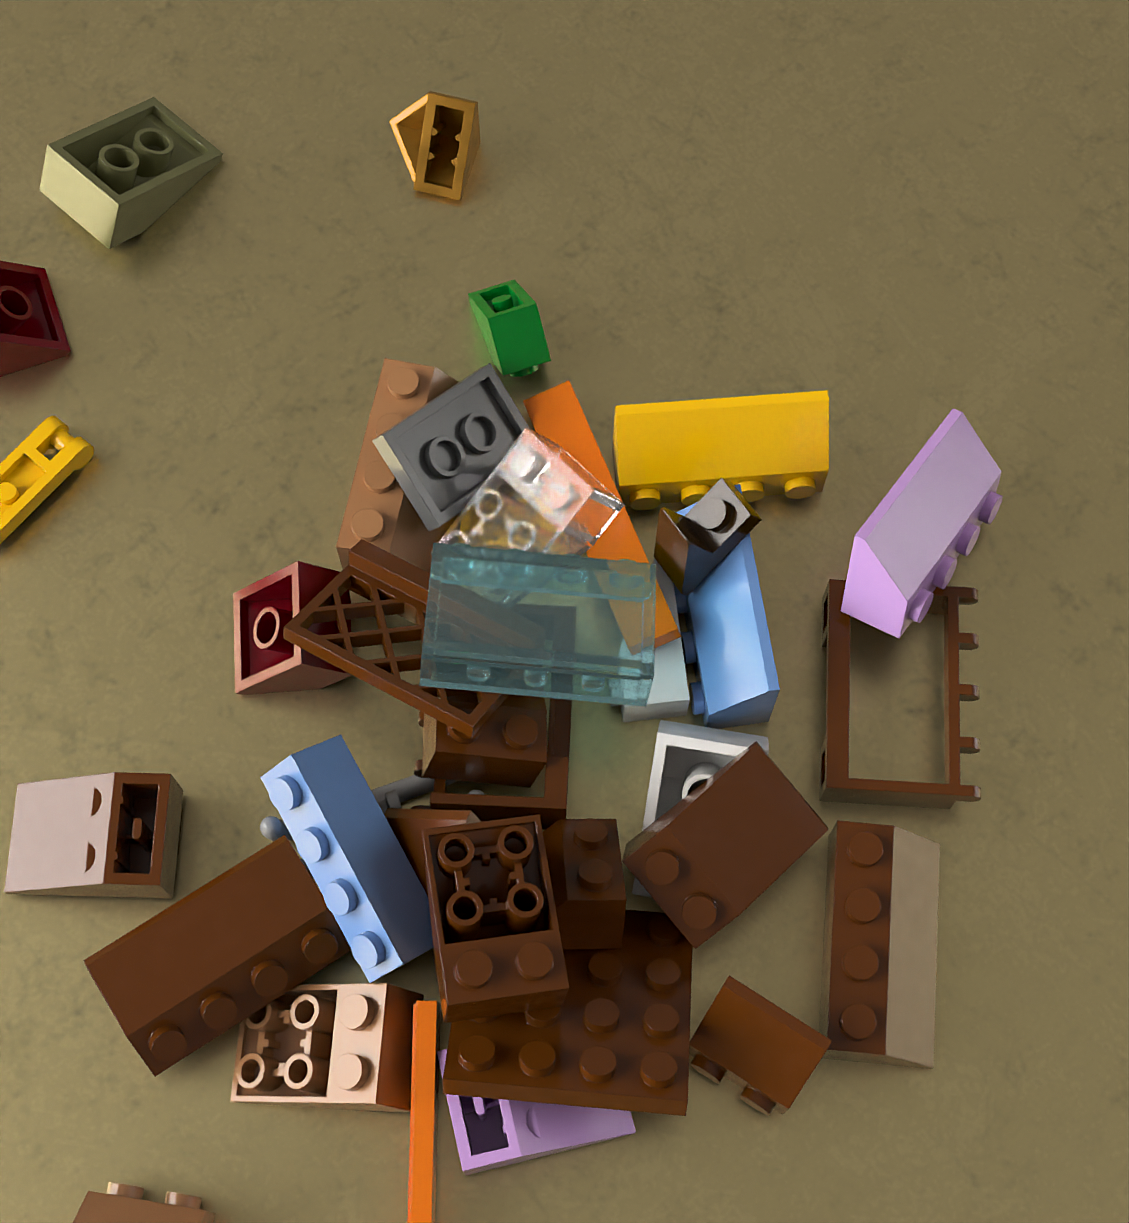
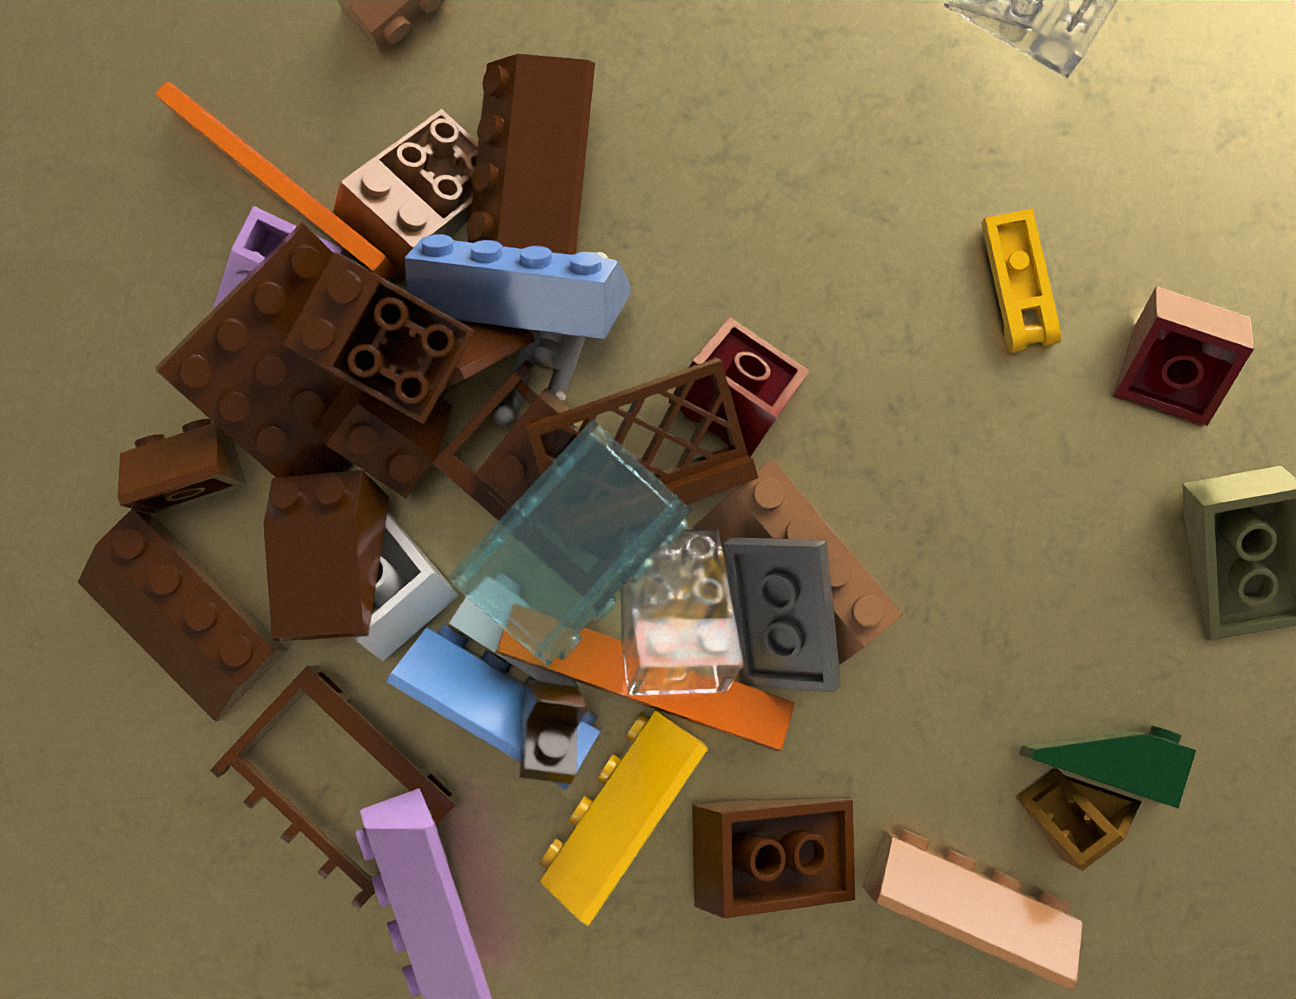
camera: 130 degrees right, 15 degrees up
(96, 836) = (690, 141): slope -> none
(369, 146) = (1128, 760): none -> dark green slope
(511, 328) = (866, 742): green slope -> none
(569, 163) = (976, 908): none -> slope
(657, 330) = (772, 855): none -> reddish brown slope

